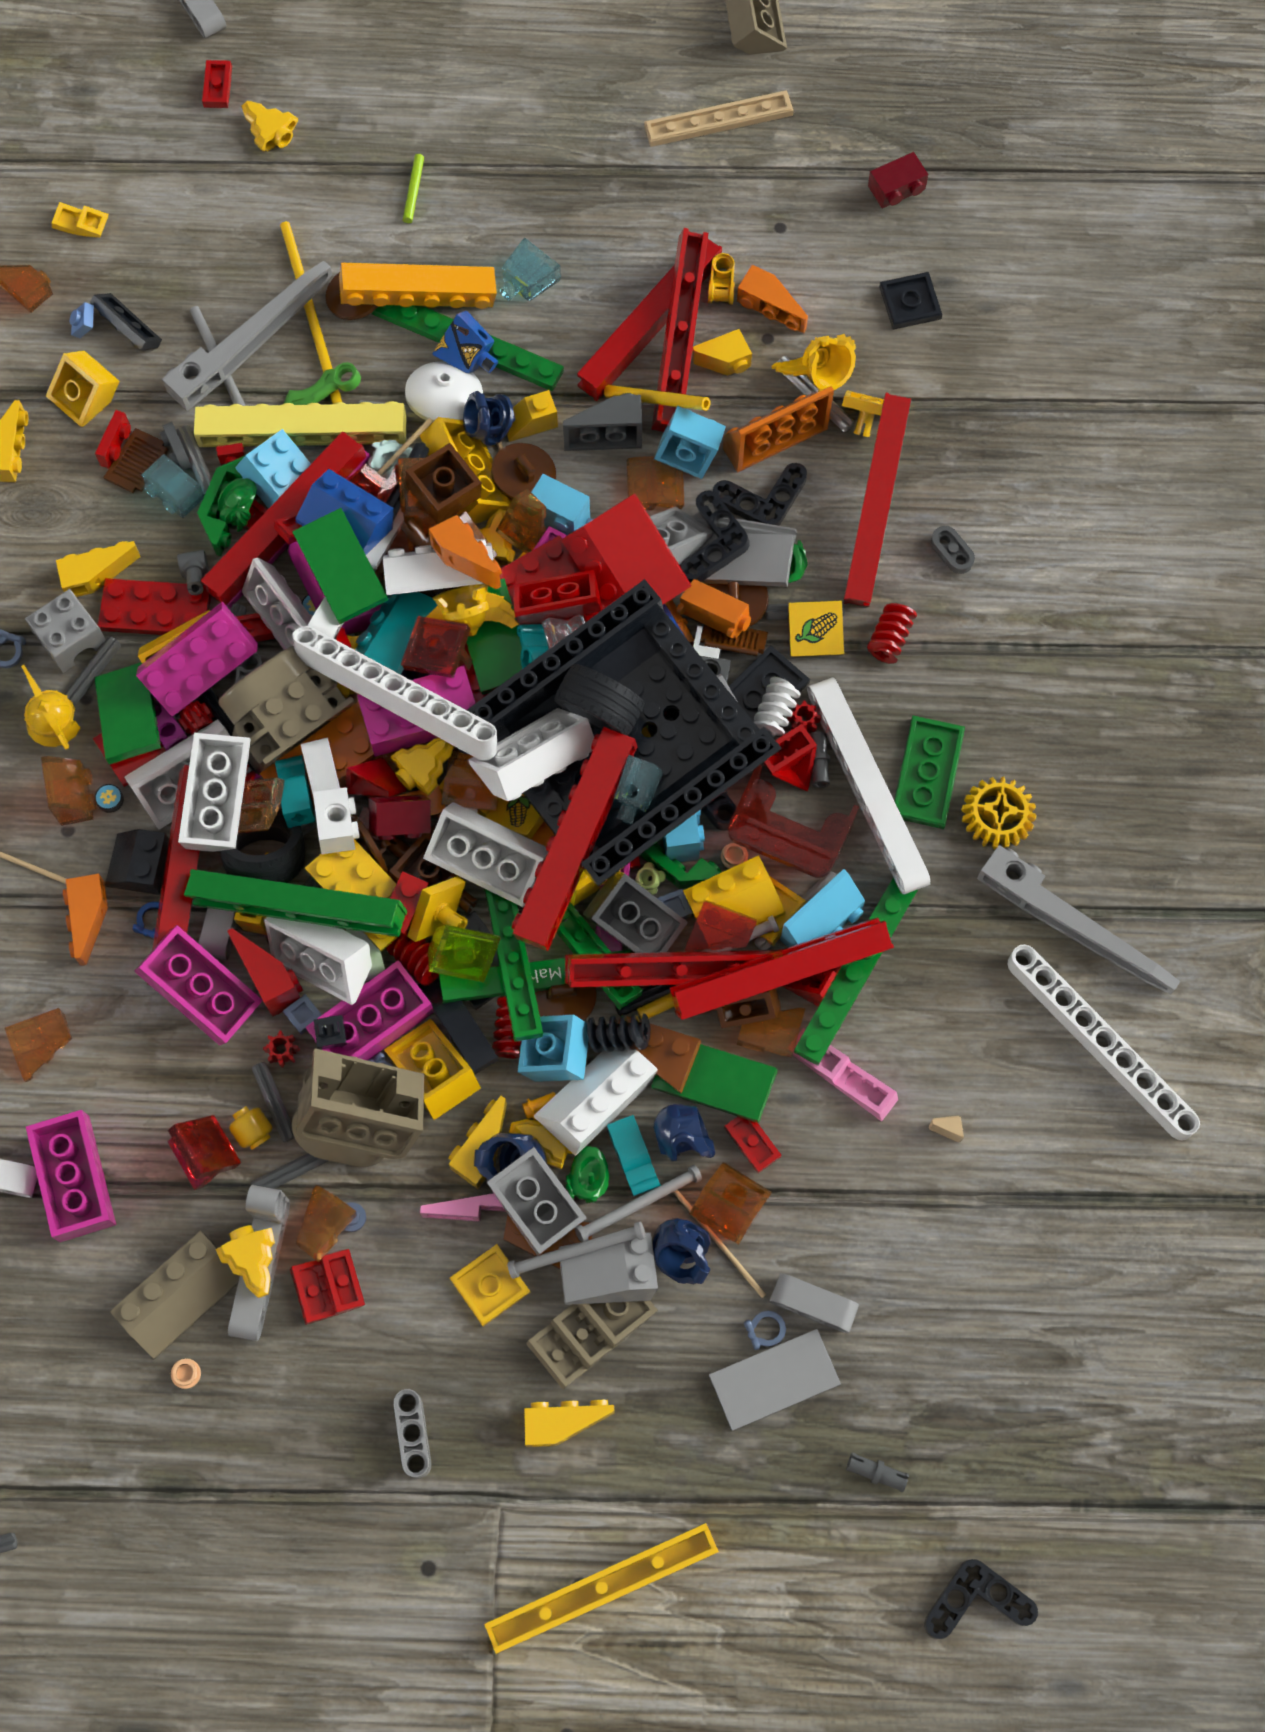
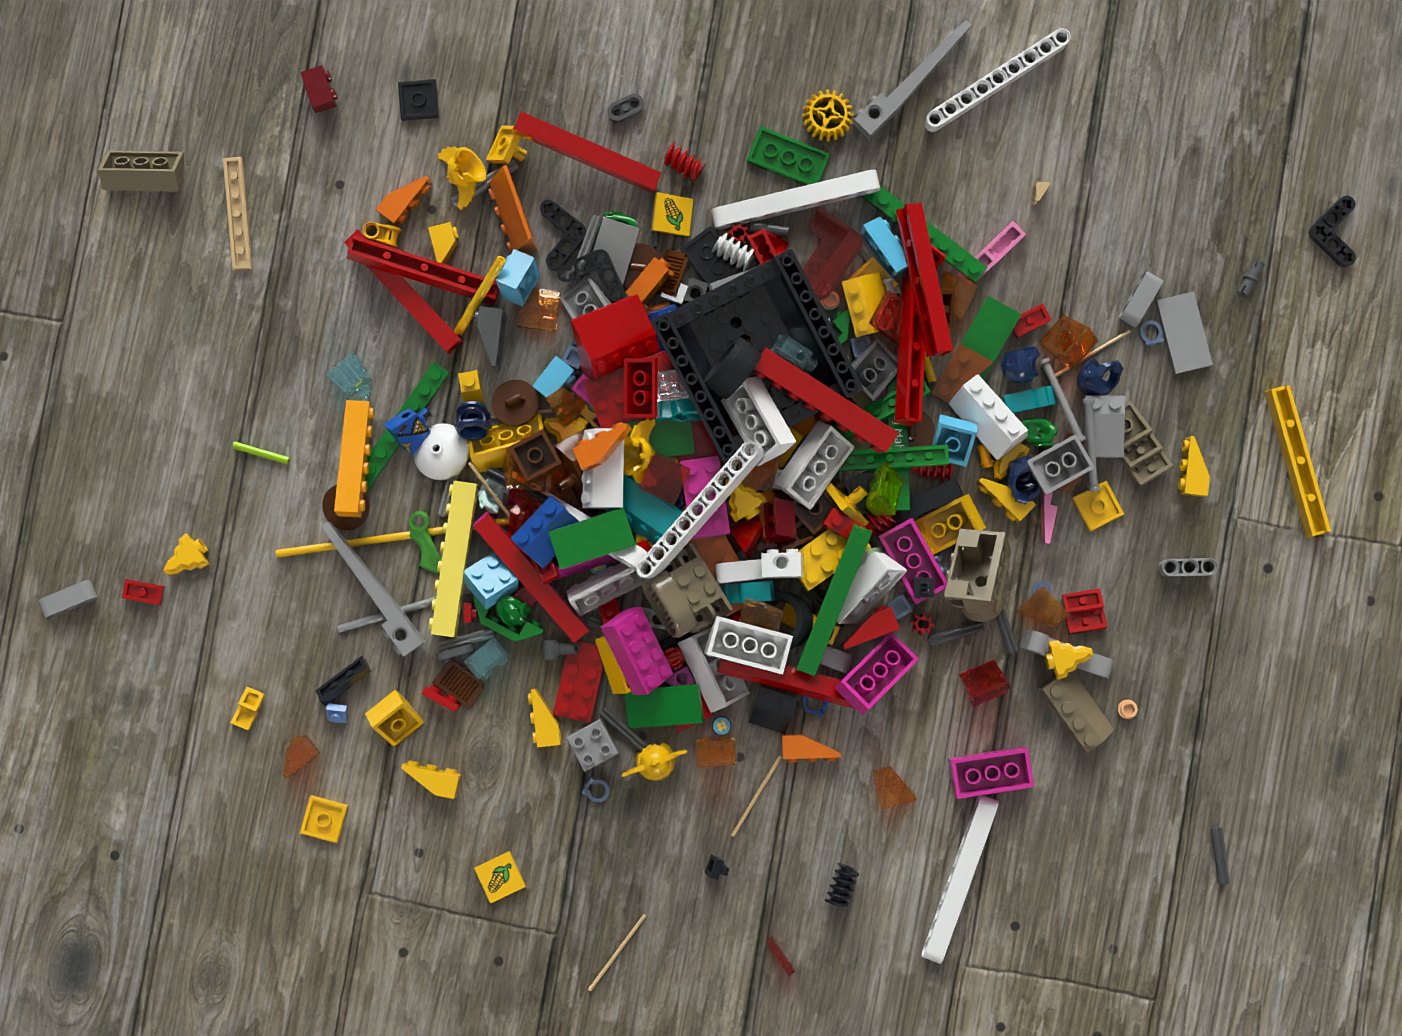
camera: 80 degrees left, 15 degrees up
(250, 1127) = (973, 650): yellow head -> none
(620, 1035) = (951, 396): black piece -> none

